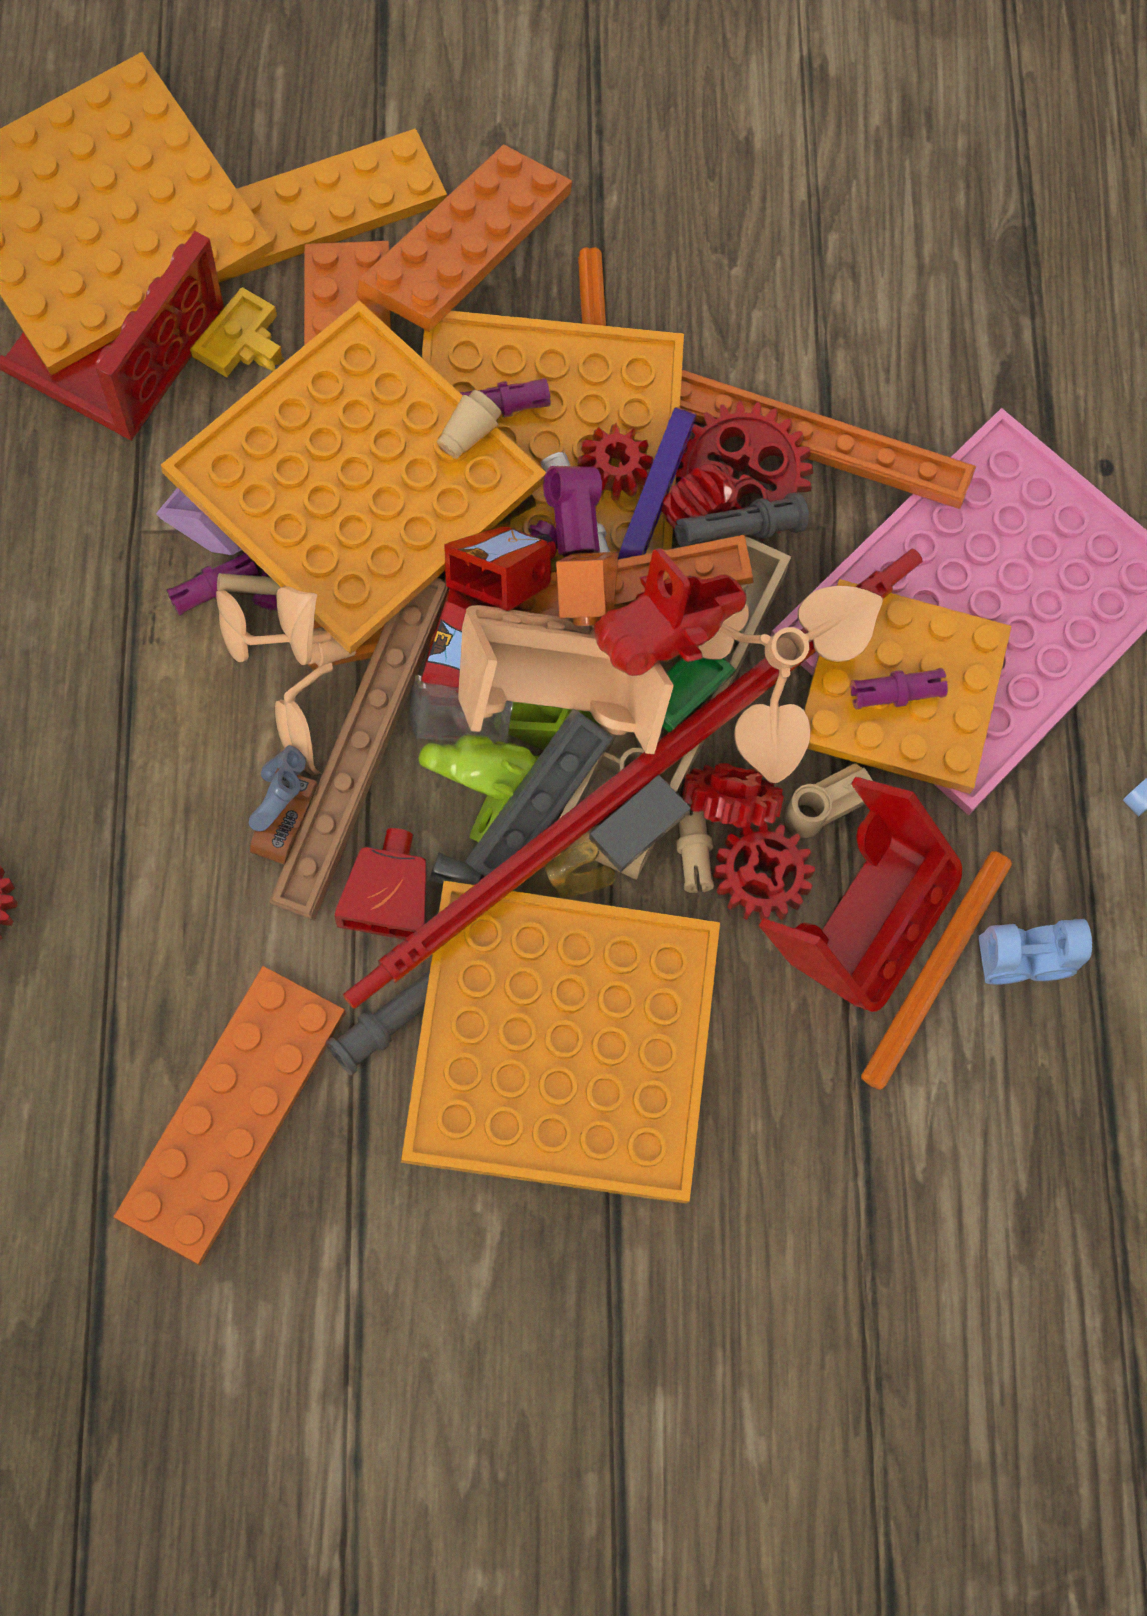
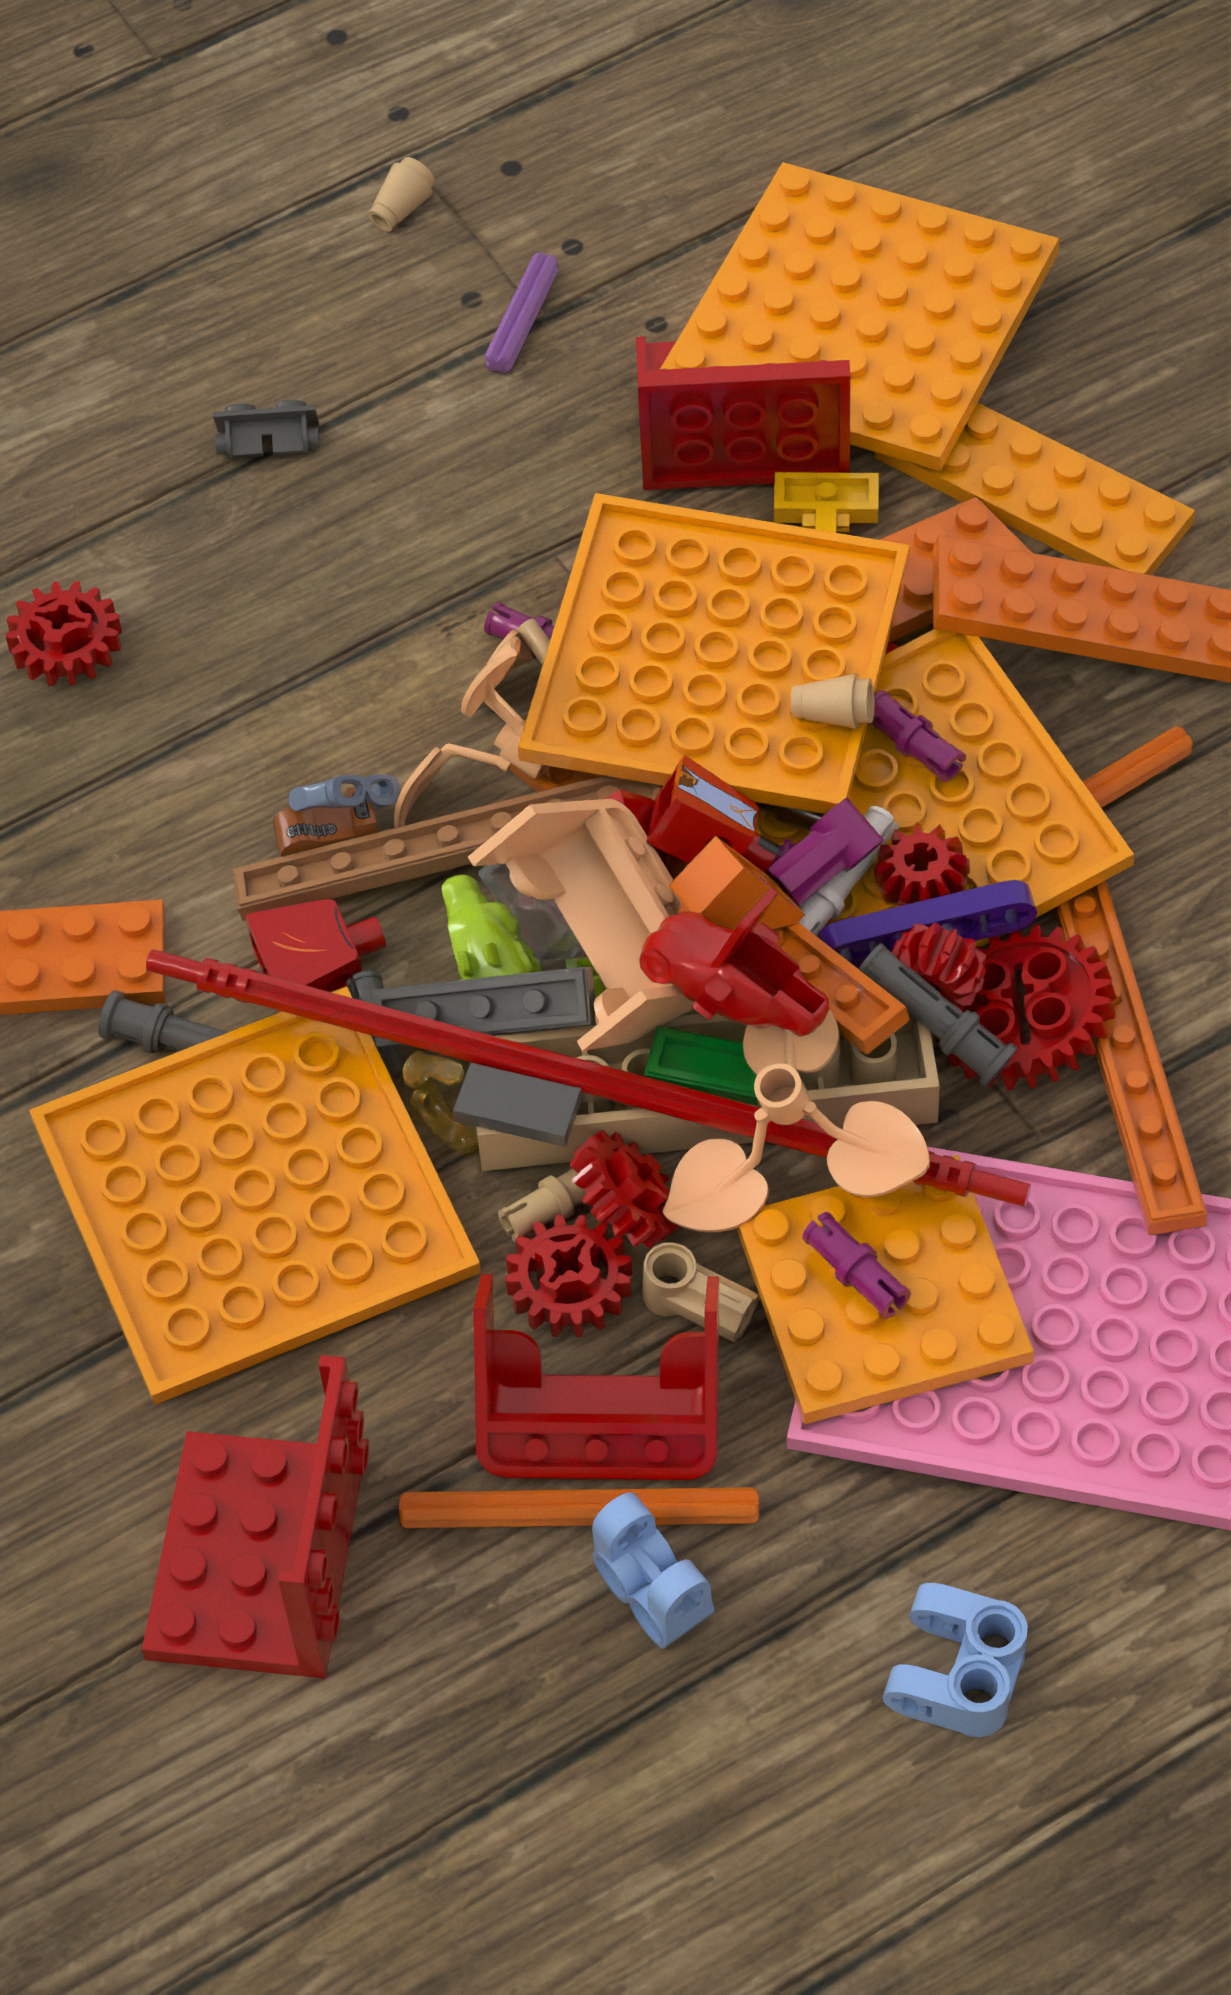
camera: 70 degrees right, 15 degrees down
(861, 1182) = (261, 1544): none -> red bracket

